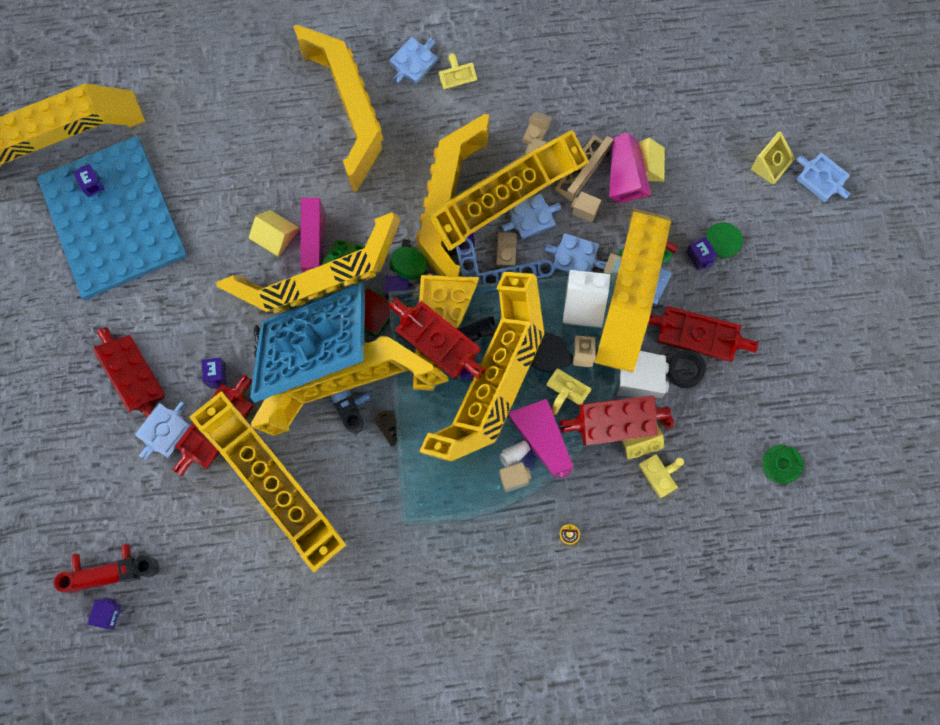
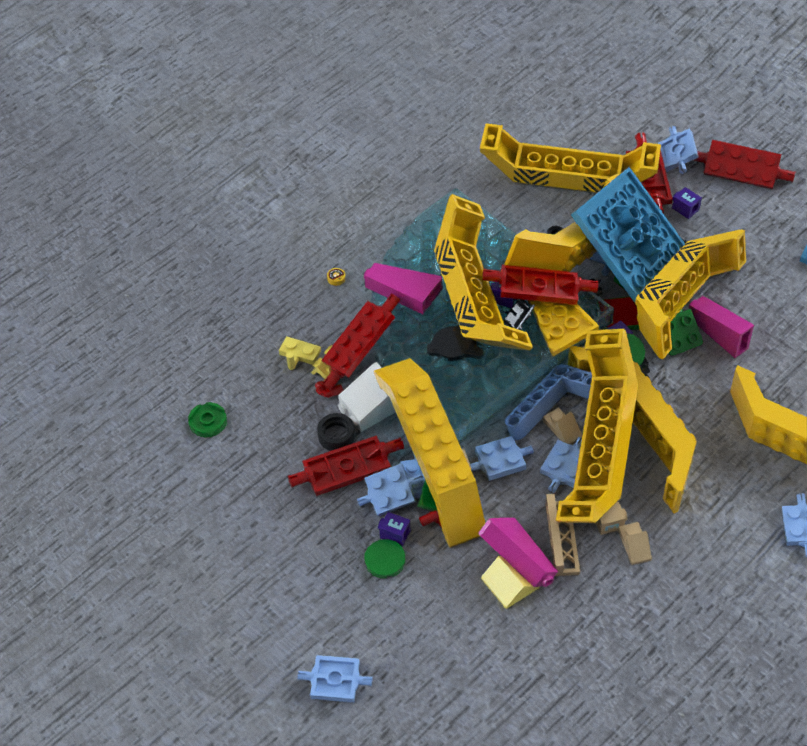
camera: 140 degrees right, 20 degrees down
(104, 613) = (598, 53): dark purple brick -> none
(121, 571) = (611, 77): red piece -> none
(272, 232) = (759, 313): light yellow slope -> none
(457, 74) = (754, 533): light yellow plate -> none
(513, 454) = (416, 261): white cone -> none
(514, 477) = (402, 250): tan brick -> none
(568, 388) = (413, 326): light yellow plate -> none
(584, 351) = (424, 355): tan slope -> none
(586, 206) = (527, 500): tan brick -> none
(586, 298) = (458, 387): white slope -> none
(684, 283) = (390, 489): none -> light blue plate
(774, 159) = (393, 661): light yellow slope -> none

